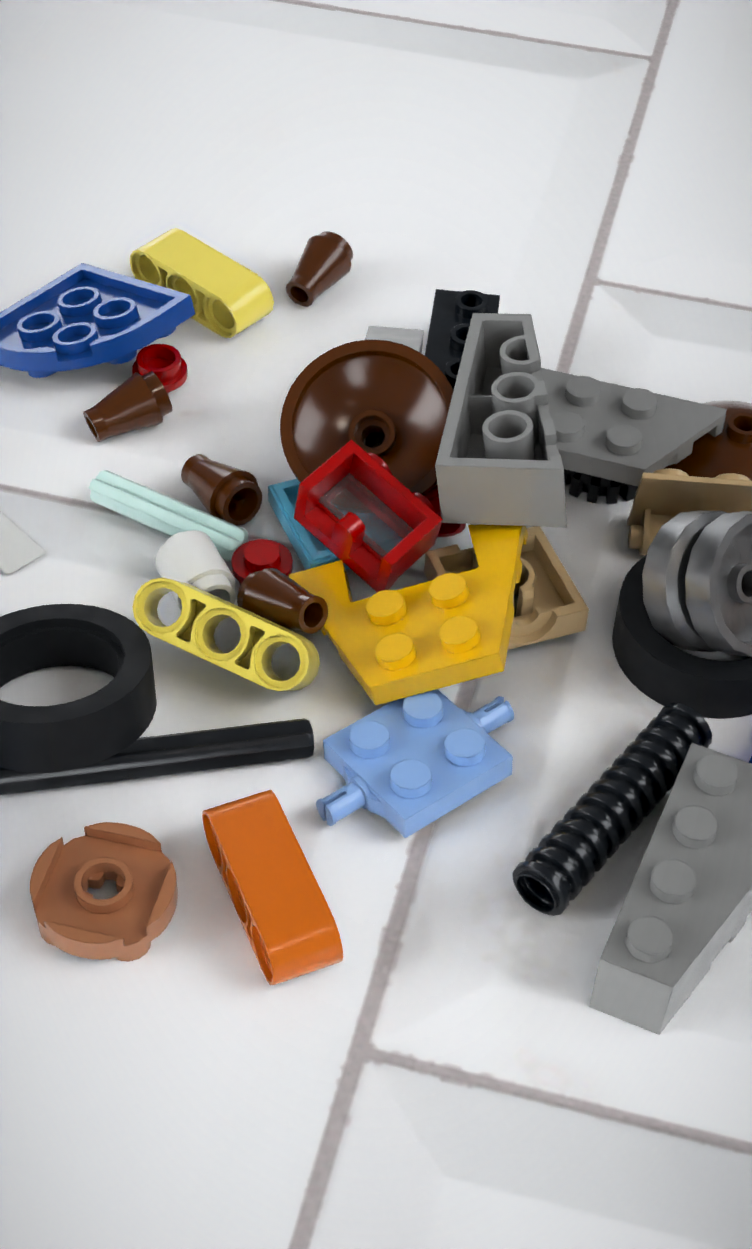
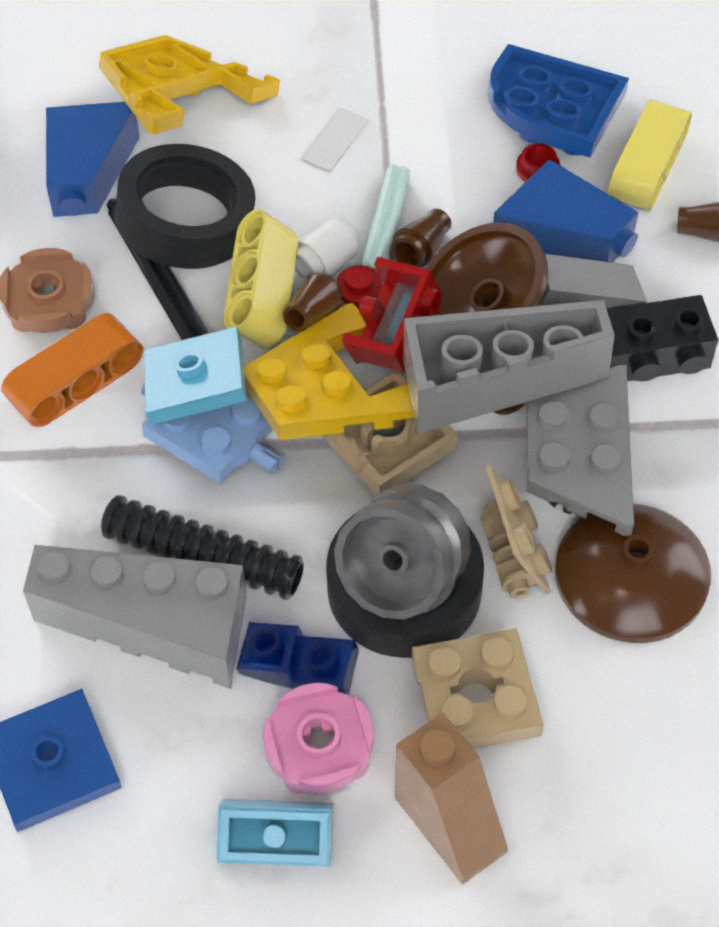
camera: 75 degrees right, 10 degrees up
(130, 407) = (485, 161): reddish brown cone -> none
(252, 363) = (571, 216): none -> blue slope
(364, 734) = (194, 376): none -> medium azure plate

